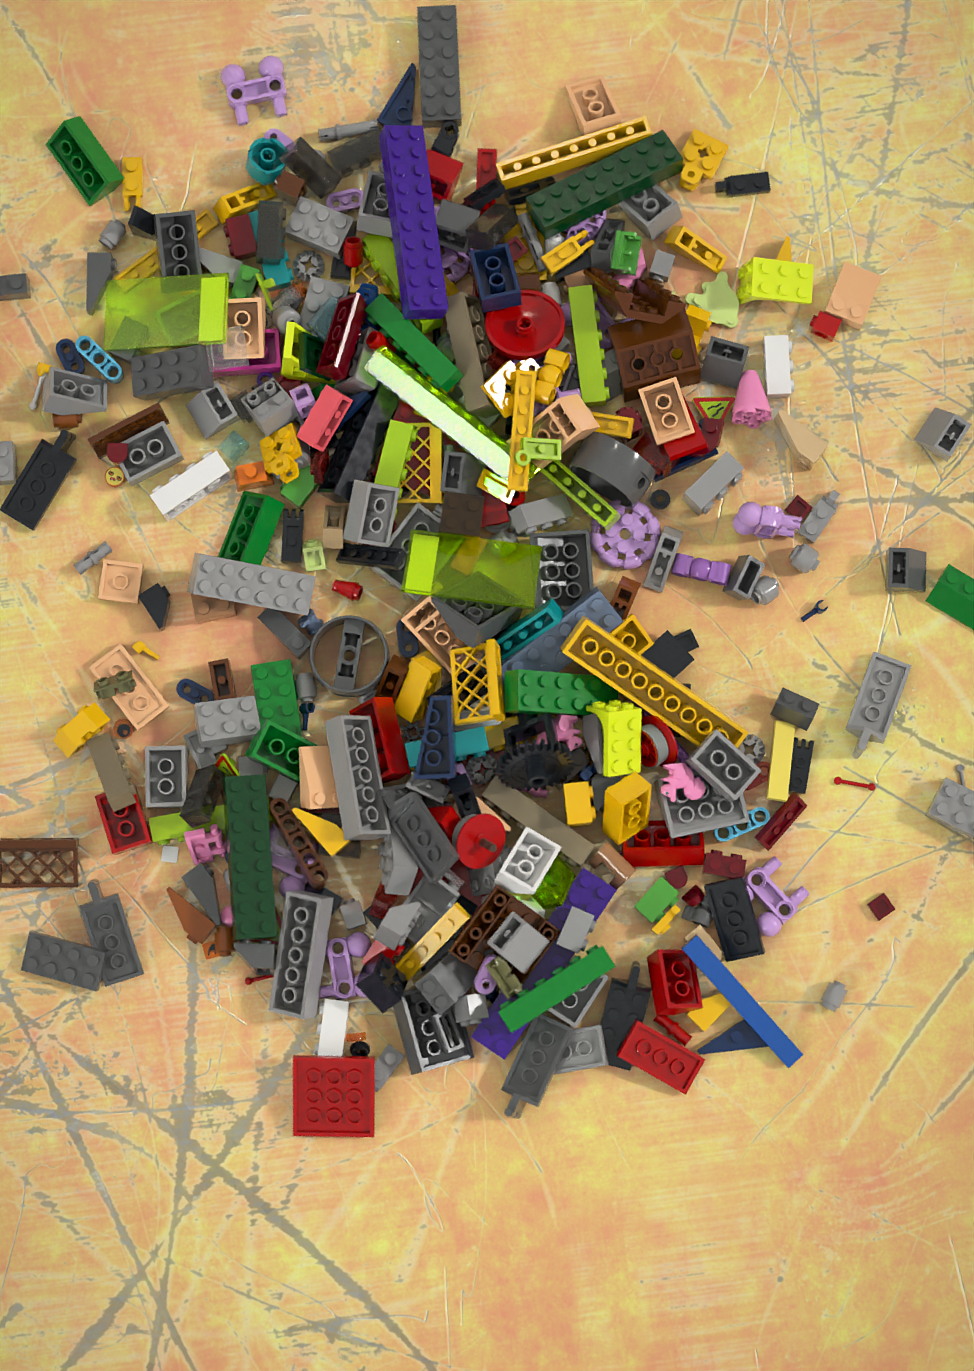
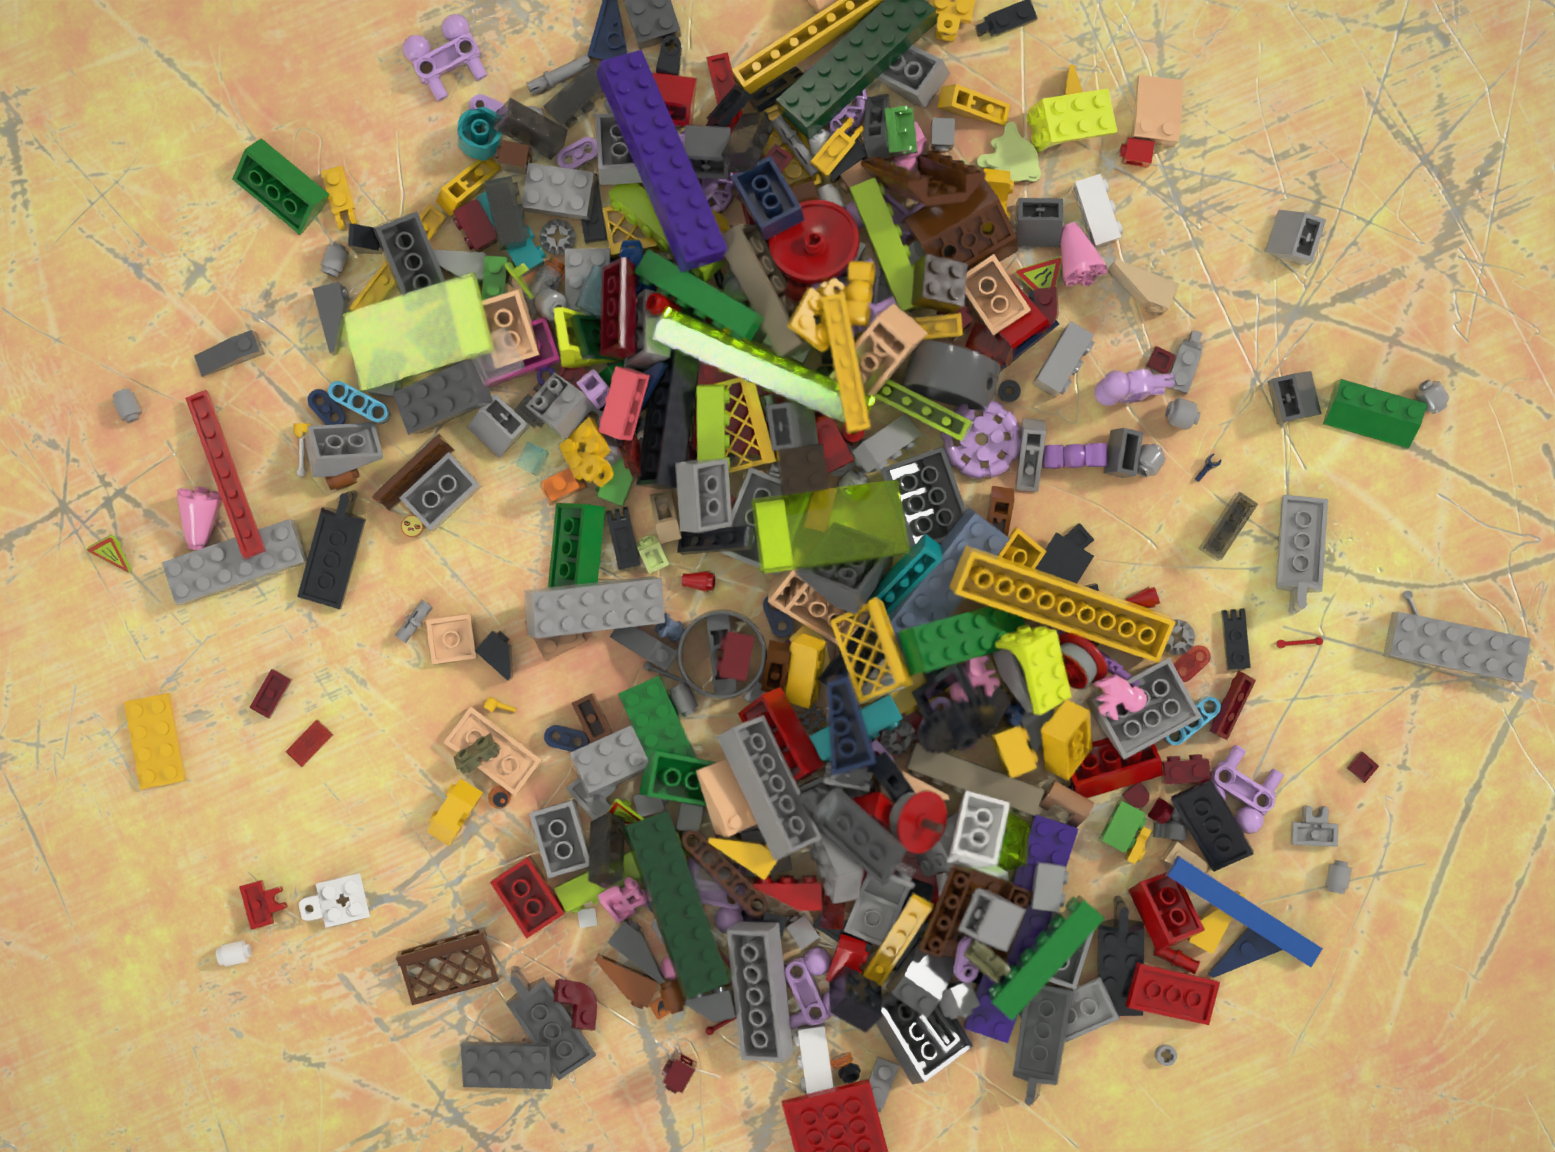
camera: 20 degrees left, 5 degrees up
(111, 771) = (500, 851): dark tan brick -> none
(117, 452) = (408, 501): dark red tile -> none
(145, 923) = (583, 1002): none -> dark red plate
(191, 486) = (499, 515): white brick -> none
(210, 1007) = (678, 1072): none -> dark red brick
(283, 651) = (648, 666): none -> light grey hinge
(305, 709) = (690, 723): dark blue hand -> none
(353, 252) = (603, 209): red brick -> none
(360, 656) = (736, 656): none -> dark red brick
(360, 881) = (797, 893): none -> red slope
(397, 924) = (855, 936): light grey slope -> none
(495, 486) = (829, 428): tile -> none
(538, 450) = (870, 379): lime hinge -> none
(621, 388) = (939, 284): none -> brick
(647, 1109) = (1160, 1059): none -> light grey bush
(723, 765) = (1159, 667): light grey brick -> none
(731, 708) = (1147, 598): none -> red cone
(780, 761) = (1215, 640): light yellow tile -> none
(794, 709) = (1216, 580): dark grey brick -> none
(817, 665) = (1228, 526): none -> clear smoke brick
(824, 949) = (1314, 829): none -> light grey plate

